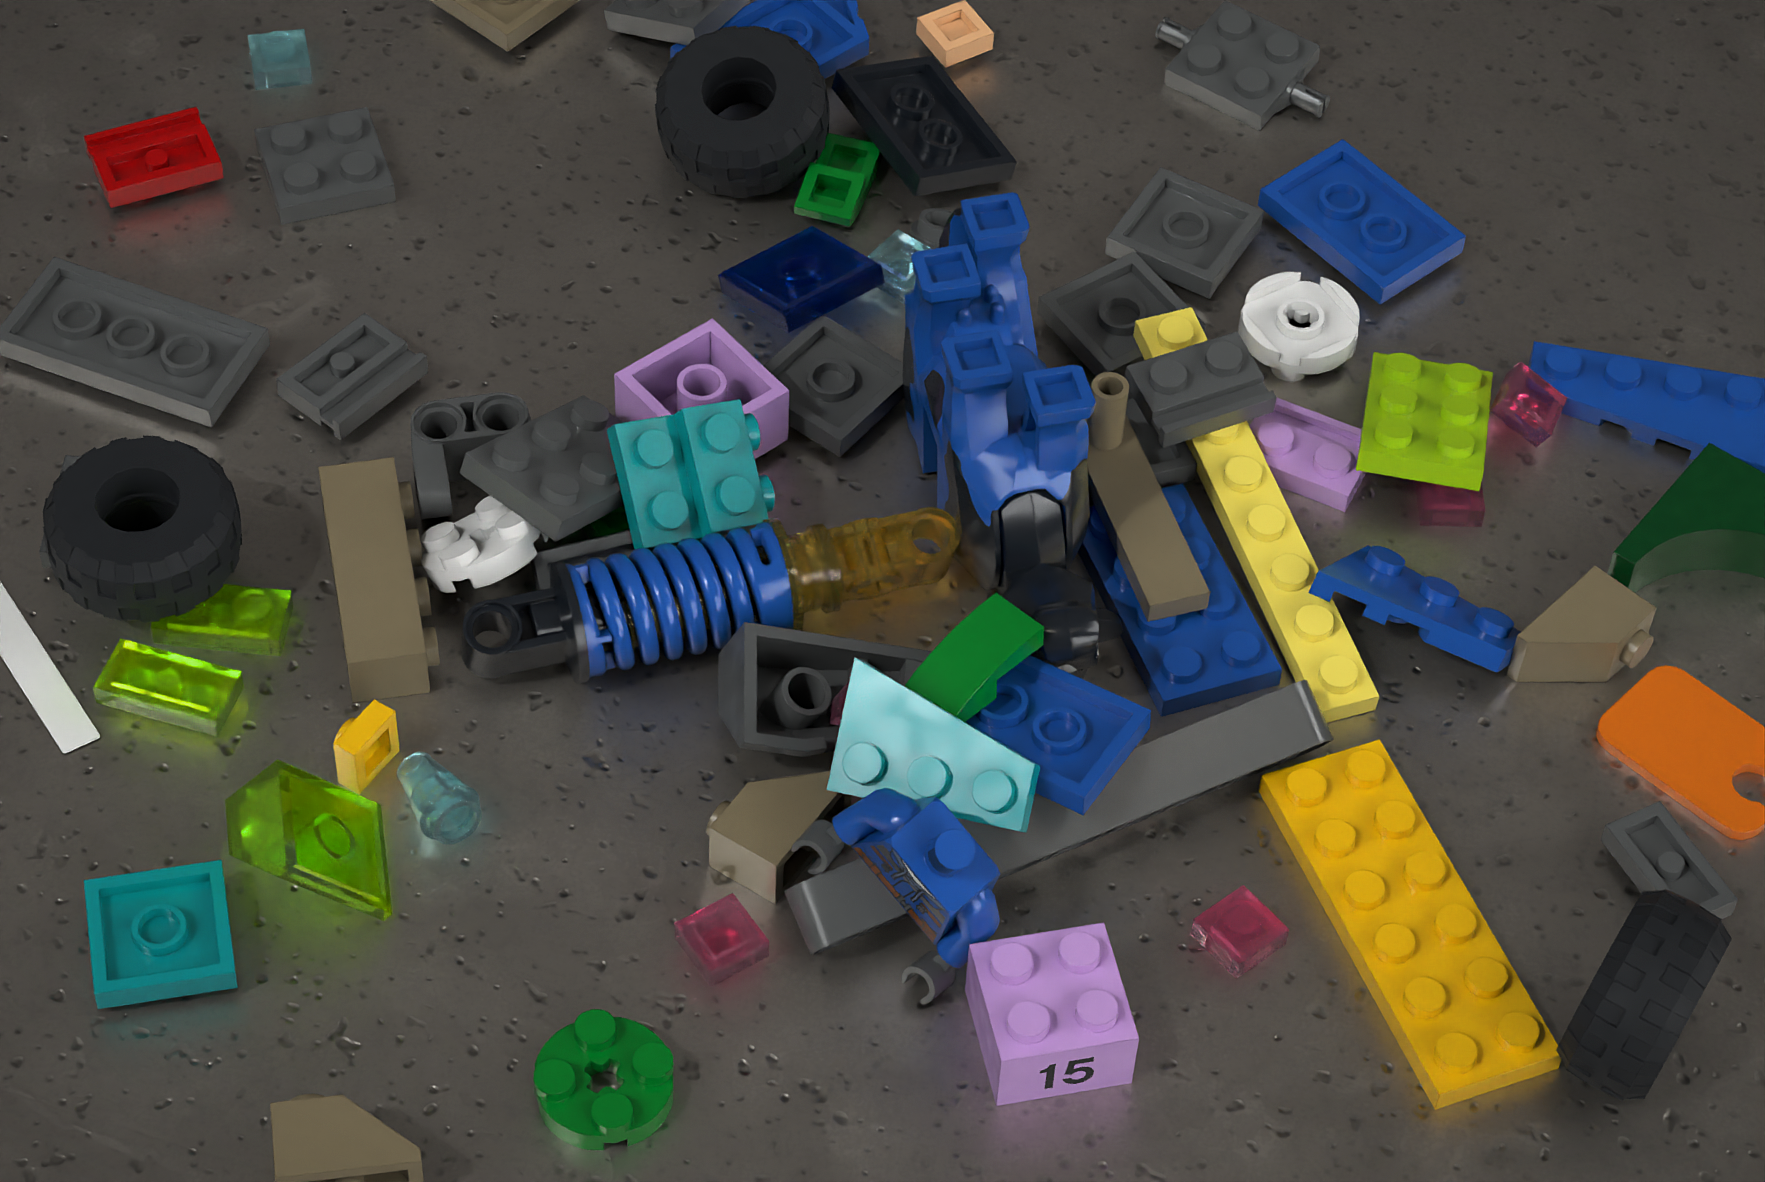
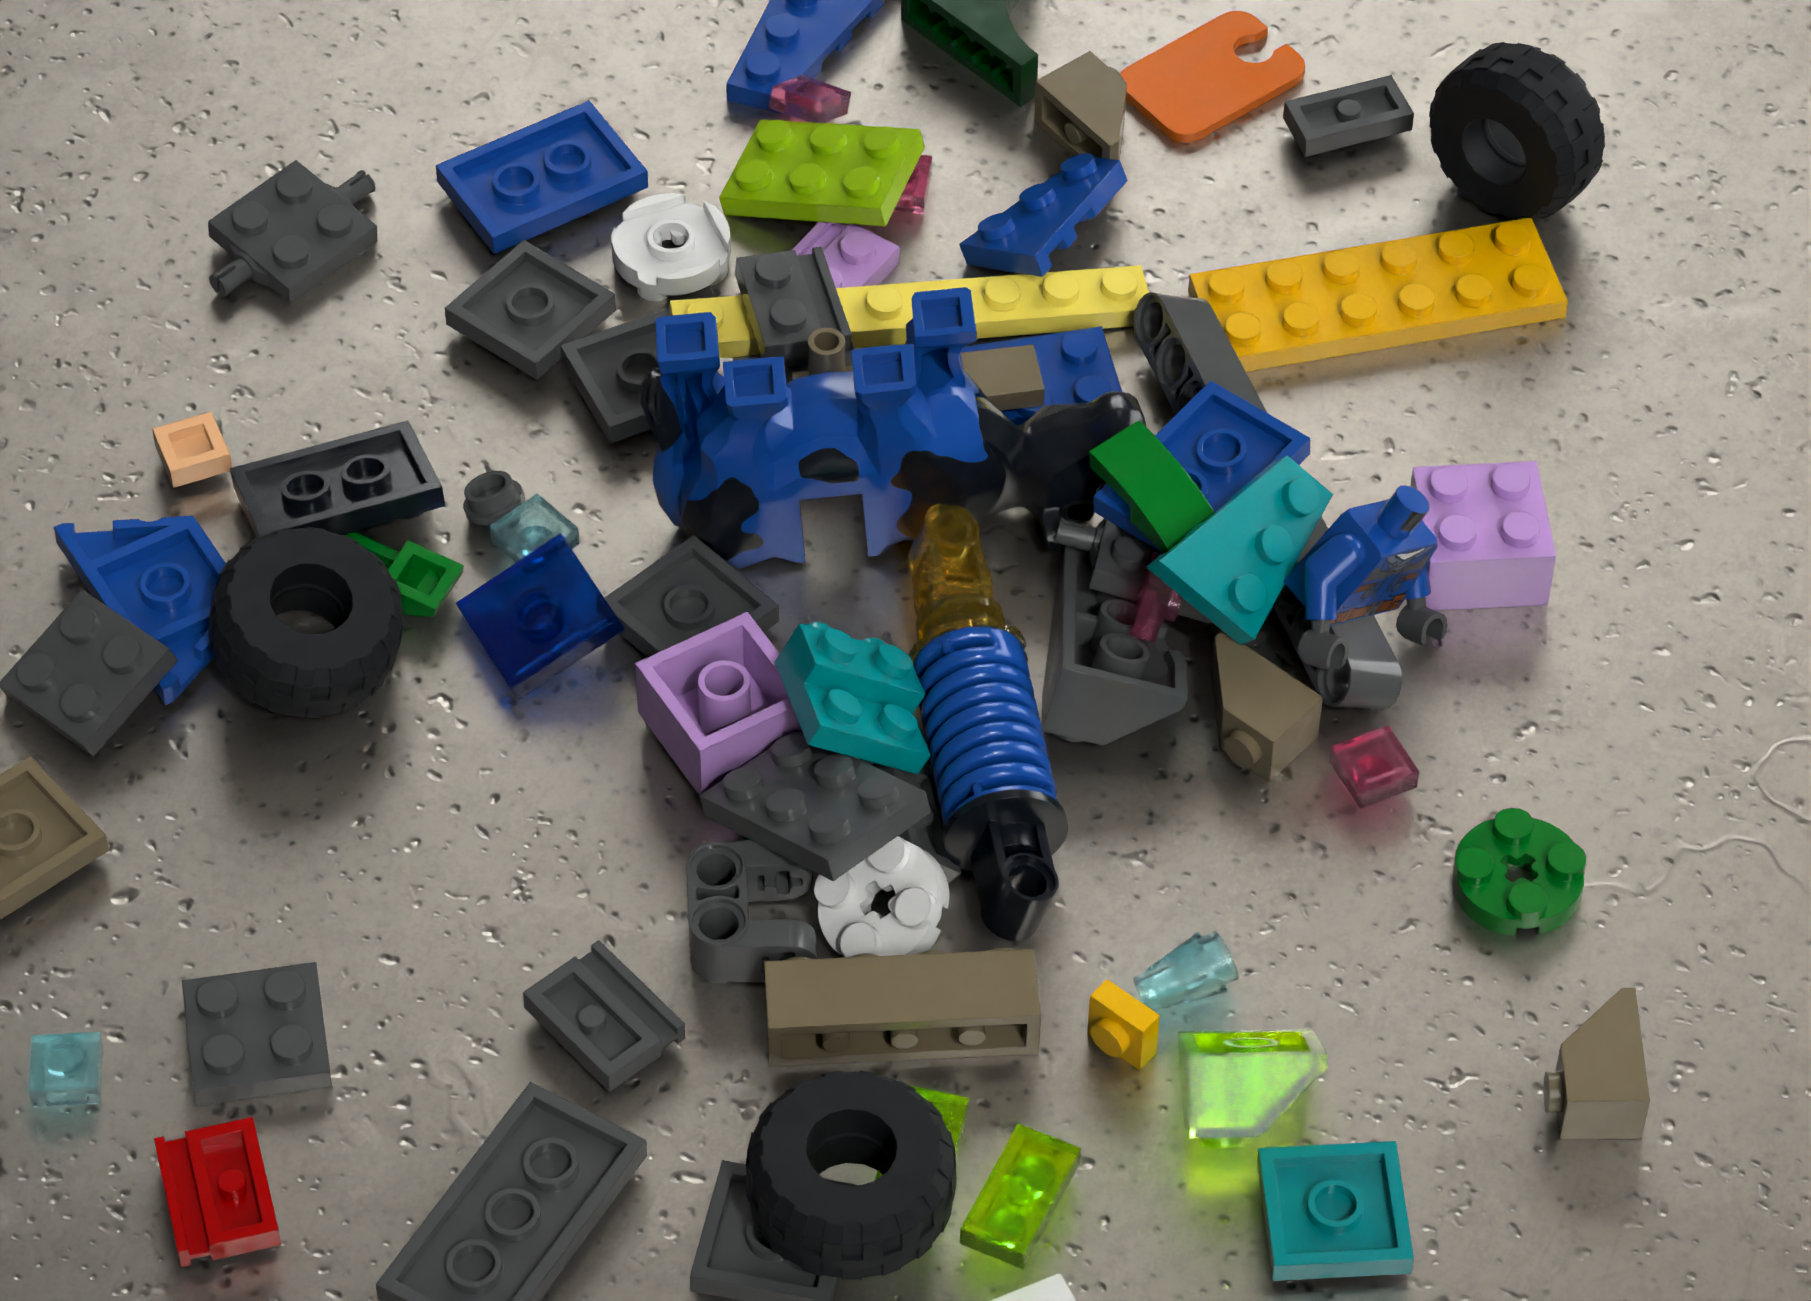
camera: 80 degrees left, 0 degrees up
(1239, 931) = (1383, 407): clear pink plate -> none

